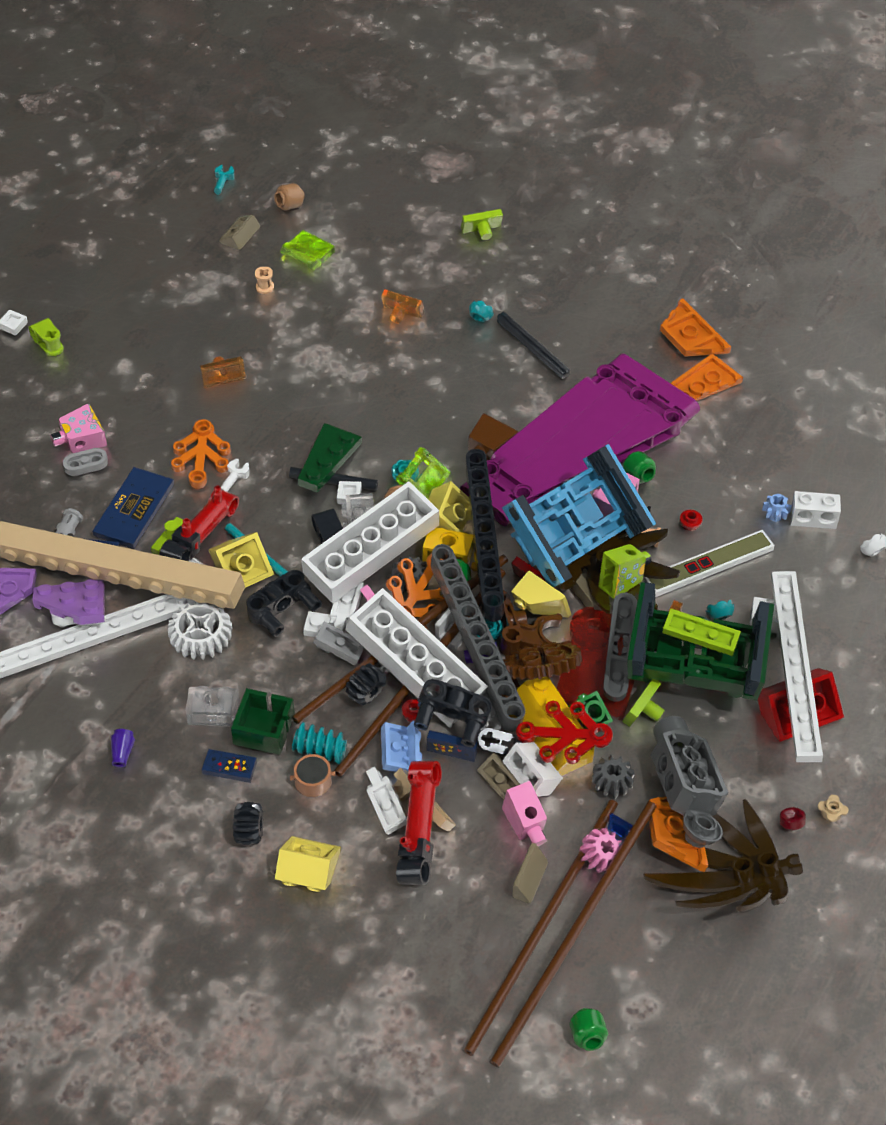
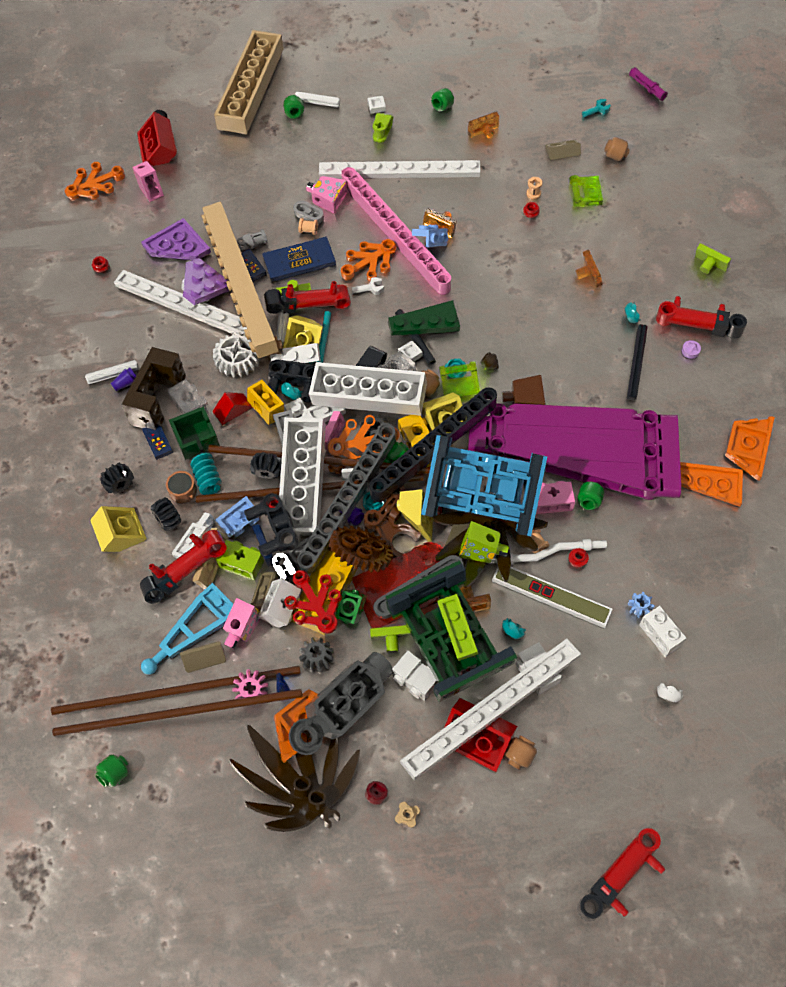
camera: 55 degrees right, 10 degrees up
(73, 270) = (442, 99): none -> green head
(95, 755) = (110, 372): none -> white axle
(103, 472) = (308, 226): none -> light nougat bush
(113, 362) = (403, 169): none -> white plate
(144, 263) = (484, 125): none -> clear orange tile
(185, 746) = (158, 368): none -> dark brown plate
(191, 408) = (397, 231): none -> bright pink beam
(231, 382) = (434, 235): none -> light blue bracket
(258, 673) = (231, 406): none -> red slope
(261, 126) = (652, 87): none -> magenta pin
(261, 574) = (303, 354): none -> white plate
(285, 300) = (531, 210): none -> red plate
(288, 639) = (264, 401): none -> yellow brick
(294, 613) = (290, 391): none -> teal plate
(337, 804) = (166, 514): none -> black gear
(424, 440) = (490, 361): none -> dark brown plate
(458, 774) = (247, 566): none -> lime brick
(484, 826) = (215, 602): none -> medium azure plate
(552, 265) = (718, 322): none -> red piece
(558, 302) = (691, 349): none -> lavender tile
(682, 505) = (585, 544): none -> white bar
(705, 712) = (414, 675): none -> white brick
(846, 682) = (521, 752): none -> medium nougat head

